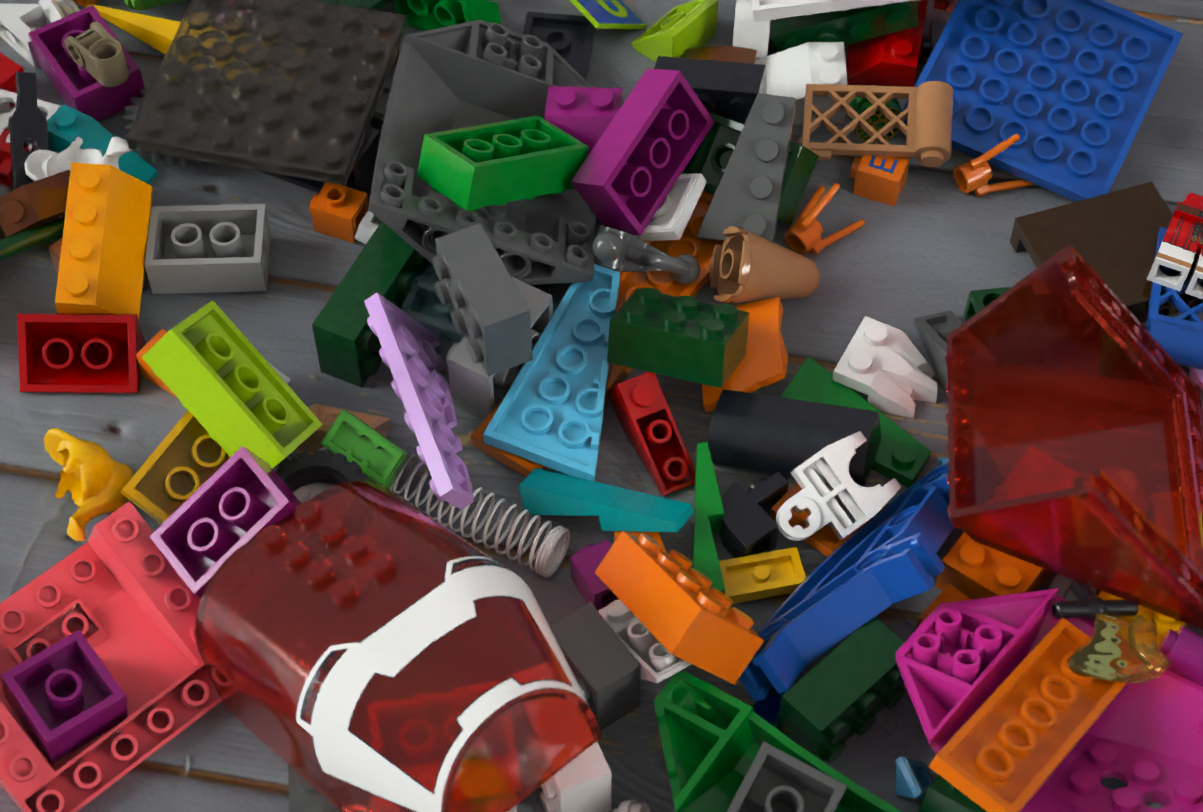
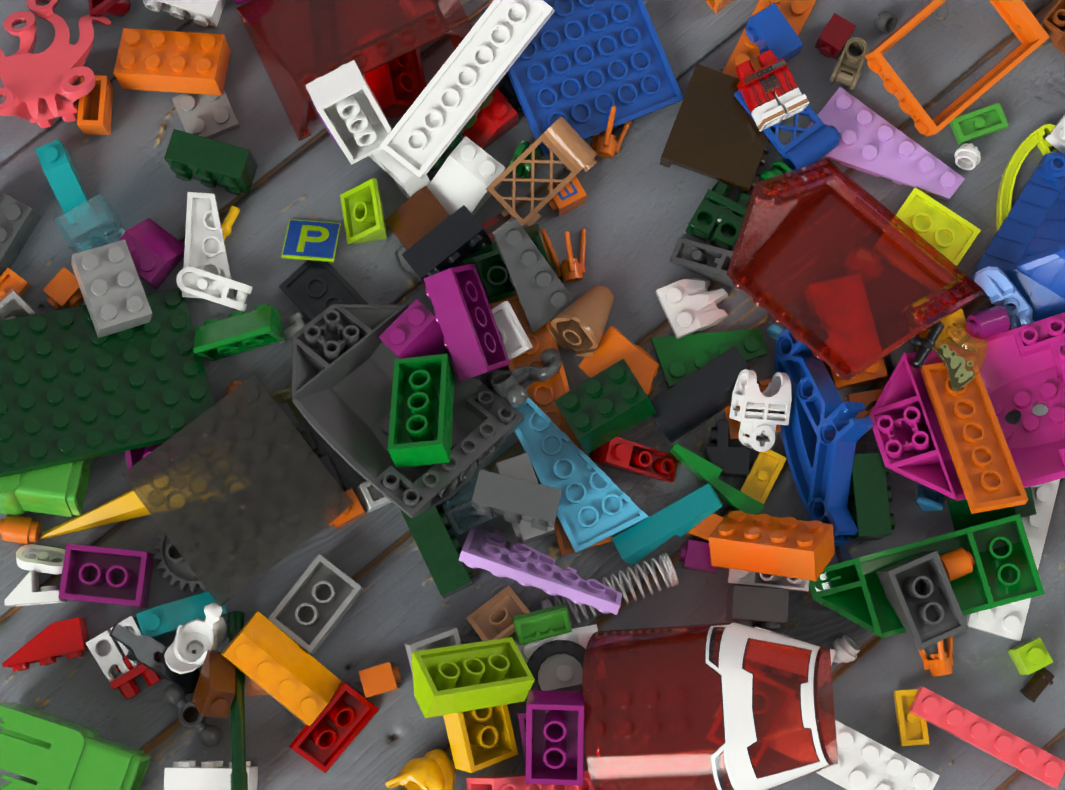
camera: 50 degrees left, 25 degrees up
(99, 55) = (117, 571): dark tan piece -> none

